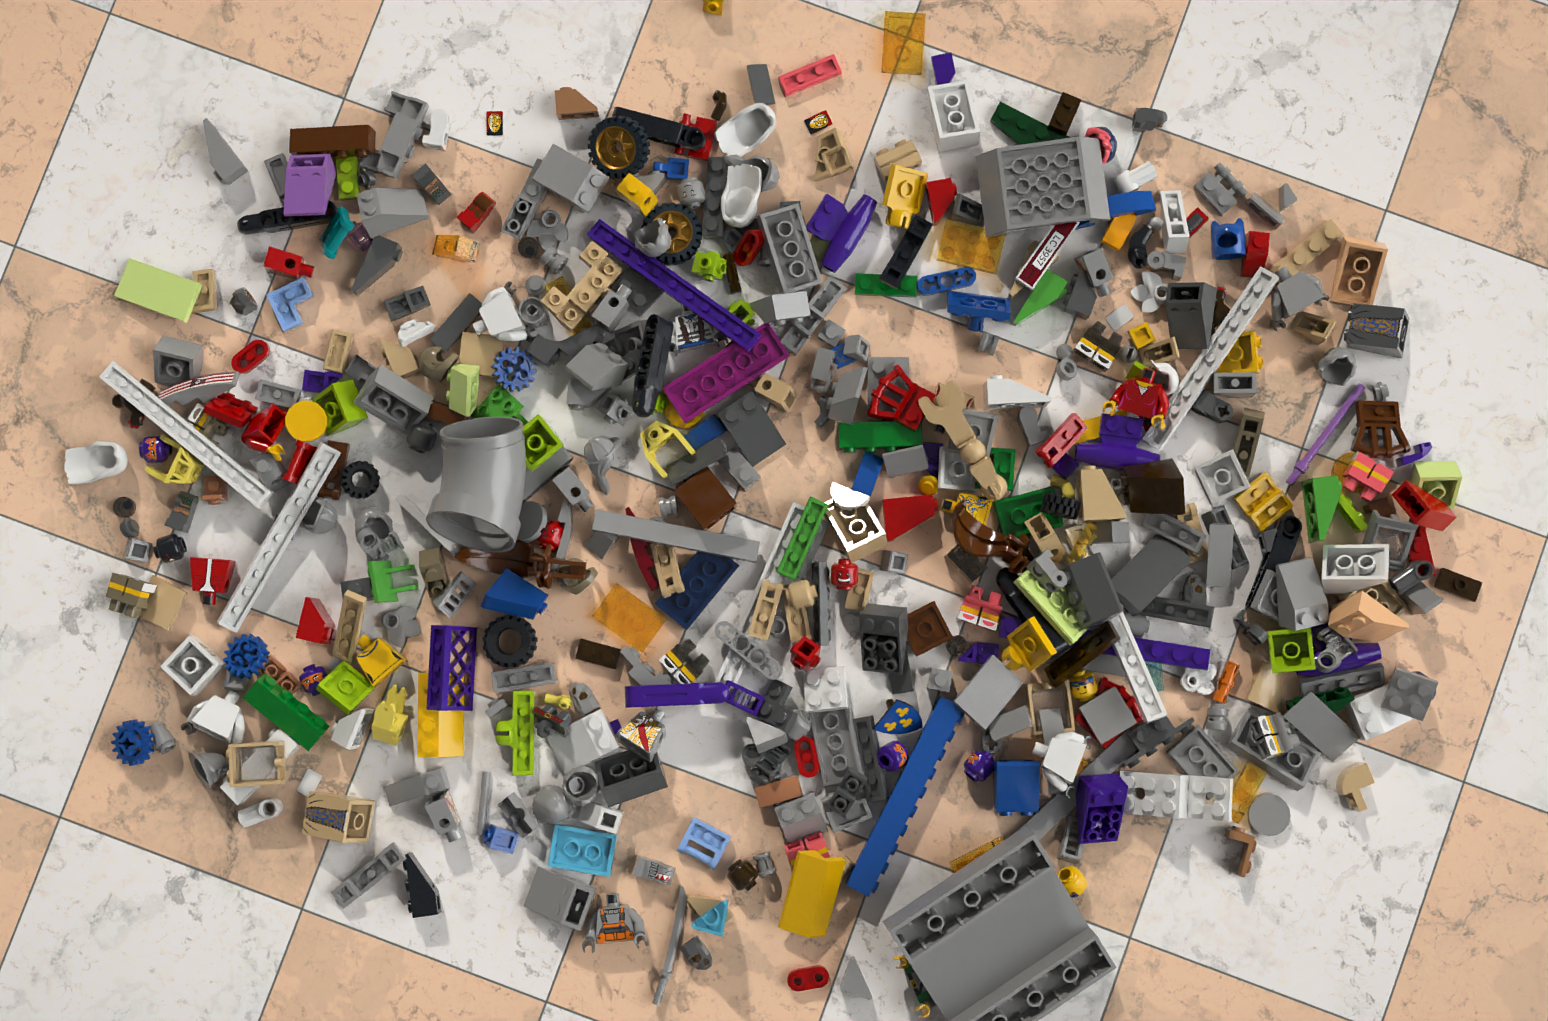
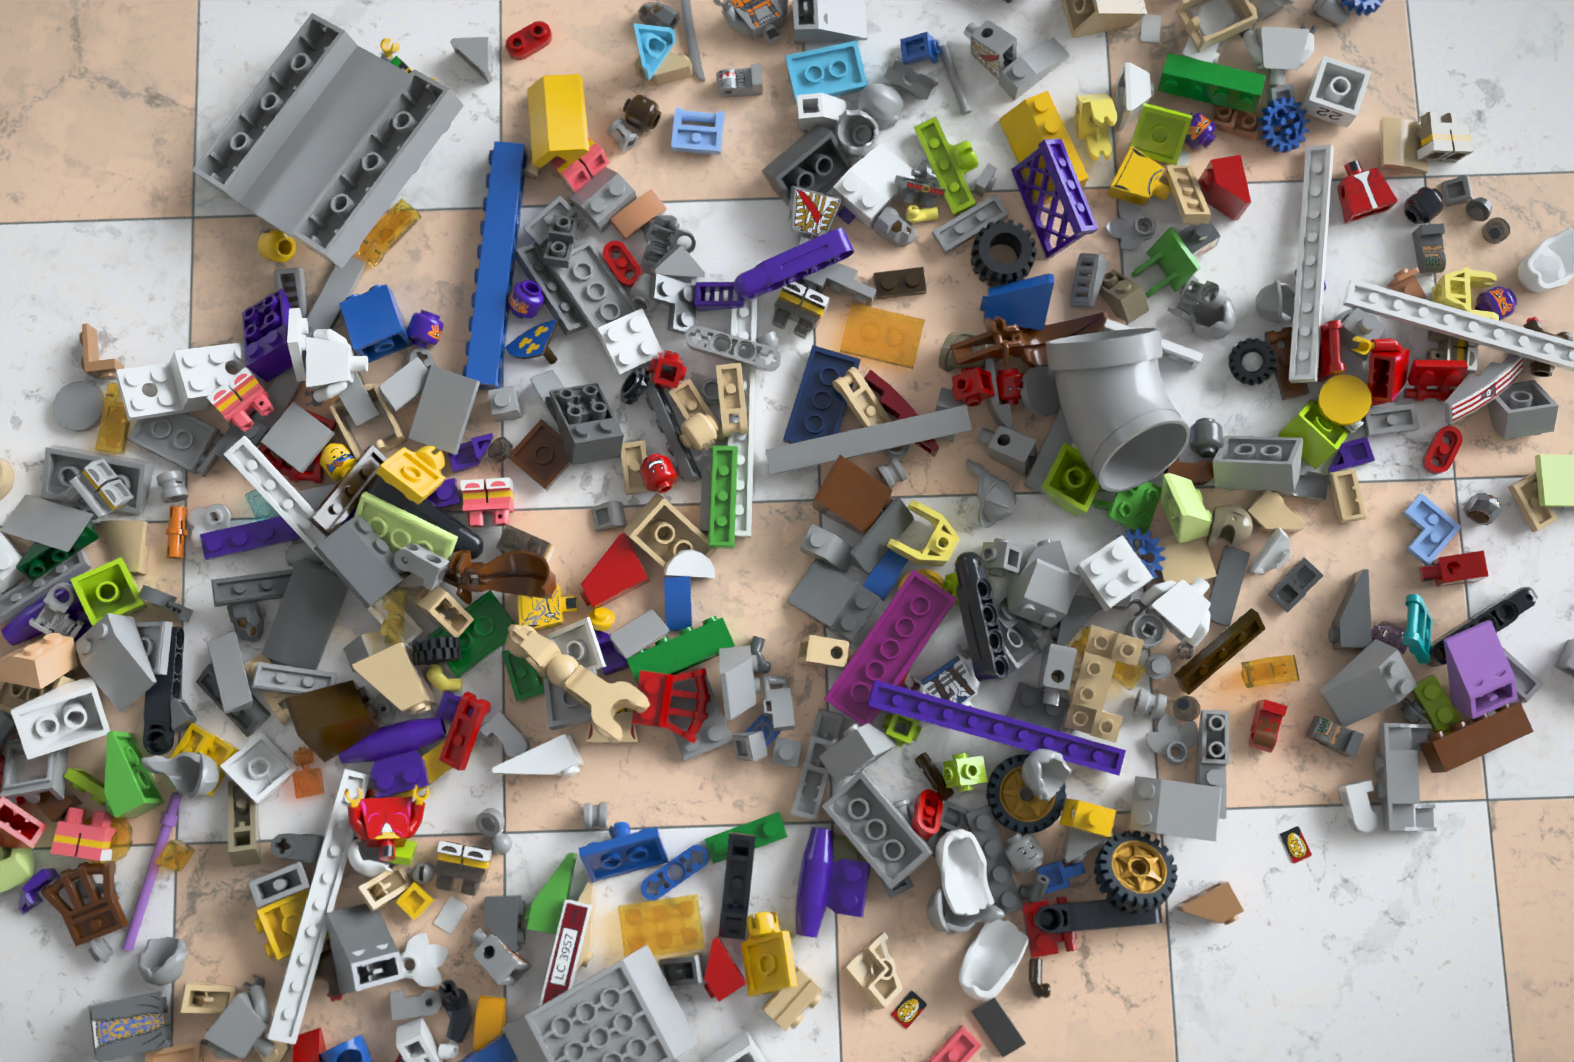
camera: 155 degrees right, 5 degrees down
(484, 277) = (1219, 651): none -> dark brown plate
(539, 359) = (1113, 573): none -> white brick
(580, 544) = (972, 386): none -> red brick
(695, 163) = (1034, 892): none -> dark grey arm
(718, 648) = (769, 339): none -> light grey hinge
(835, 652) = (634, 386): none -> black gear
(1080, 782) = (297, 342): none -> white plate
(1148, 756) = (253, 396): none -> coral hips
(1189, 454) = (308, 781): none -> clear orange plate
(1274, 491) = (188, 772): none -> light grey piece
(1304, 438) = (175, 855): none -> clear yellow slope

